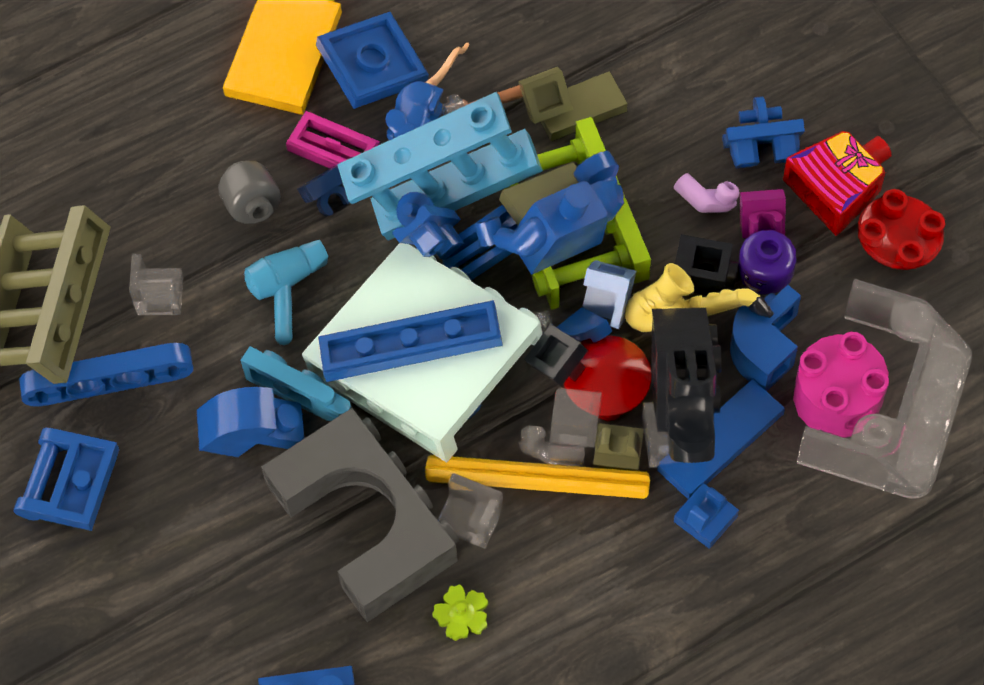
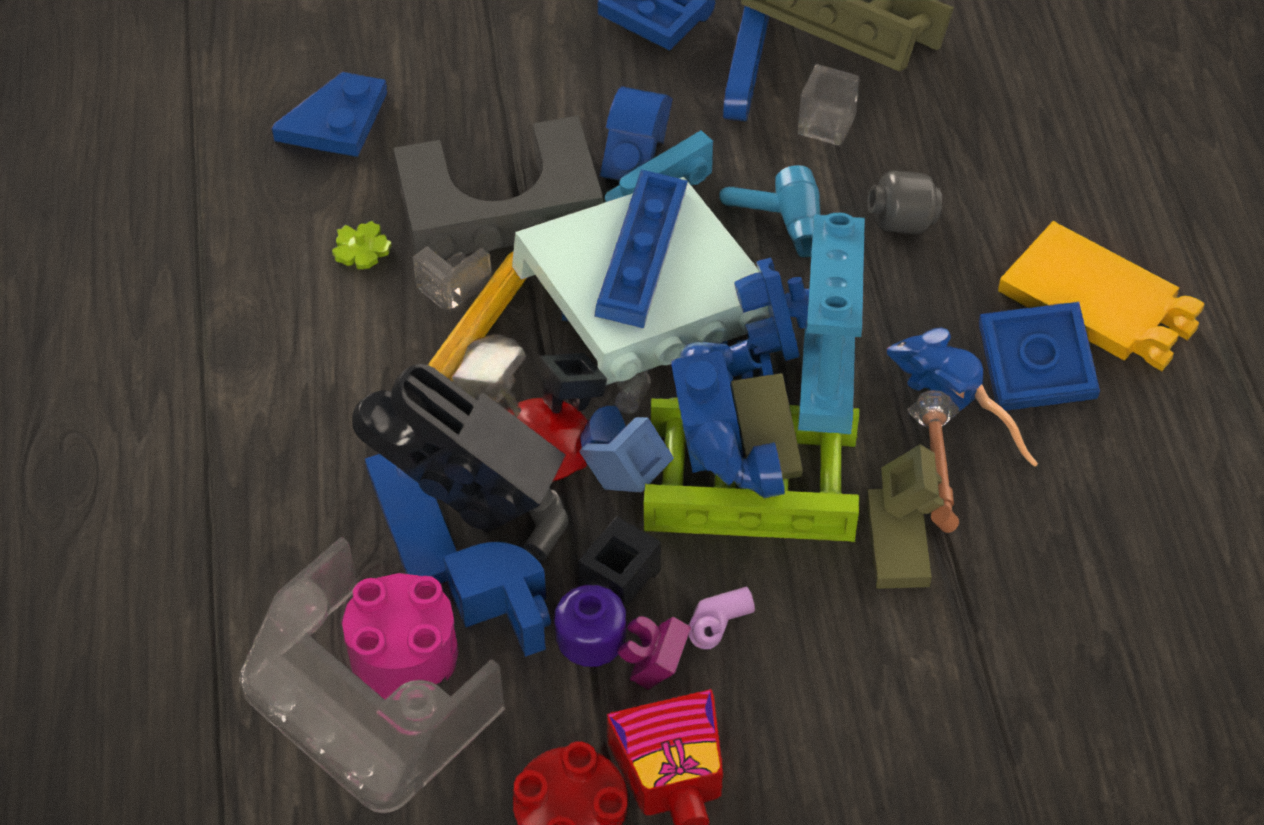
camera: 110 degrees right, 10 degrees down
(322, 187) = (886, 268): dark blue tile -> none
(332, 129) = (919, 320): dark pink tile -> none
(668, 293) = (592, 505): light yellow piece -> none
(706, 515) = (336, 469): blue tile -> none
(744, 139) = (776, 699): blue hips -> none

